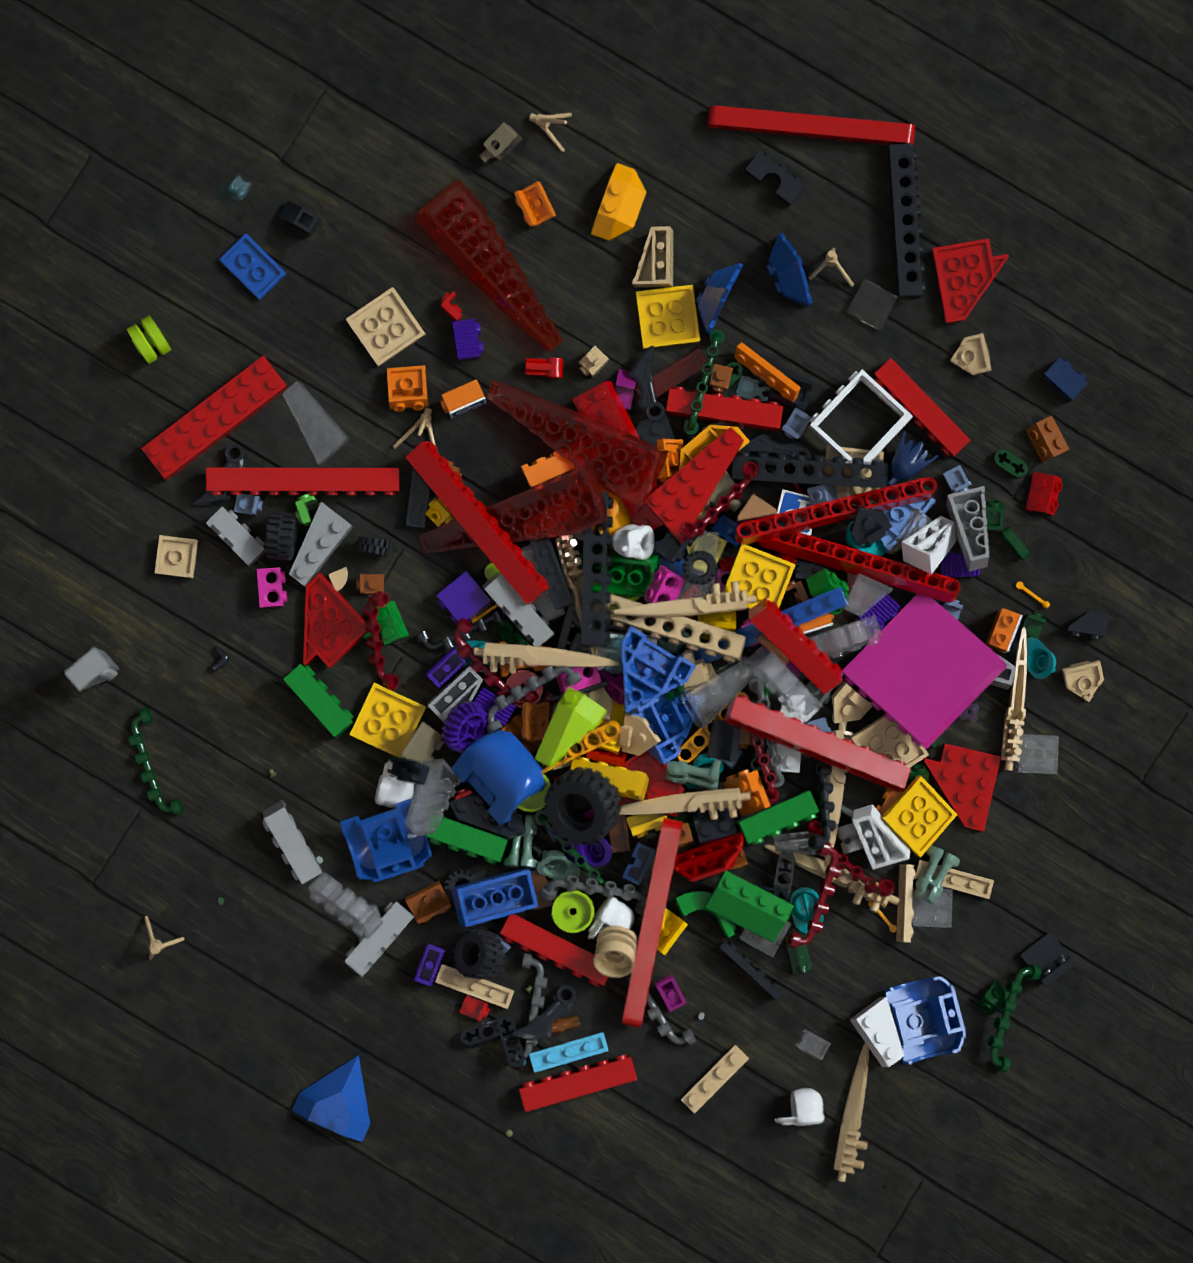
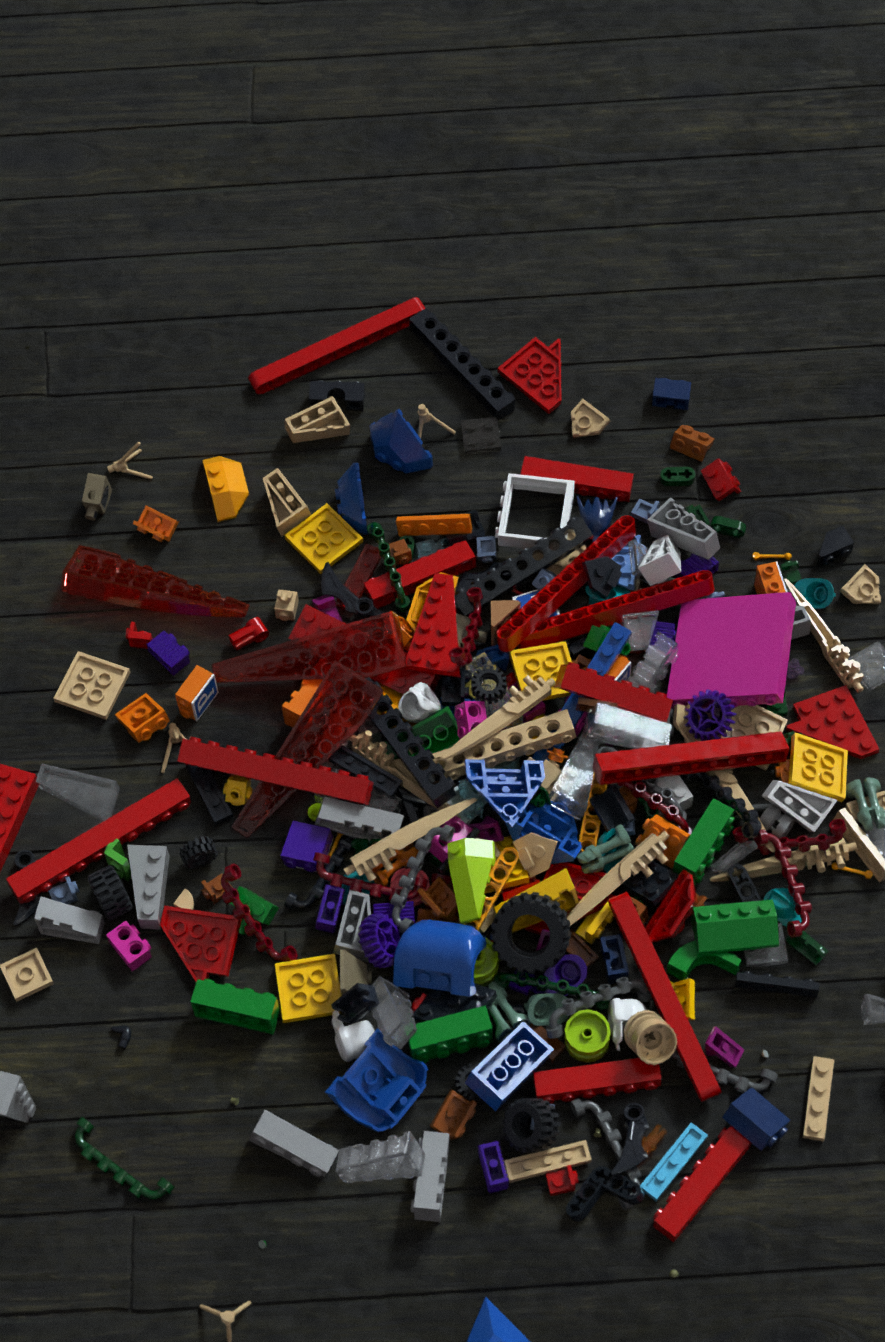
camera: 25 degrees left, 25 degrees down
(652, 1067) = (757, 1119): none -> dark blue brick
(713, 664) = (556, 755): none -> orange plate
(739, 197) = (317, 422): none -> tan wedge
(867, 729) = (695, 708): none -> dark purple gear

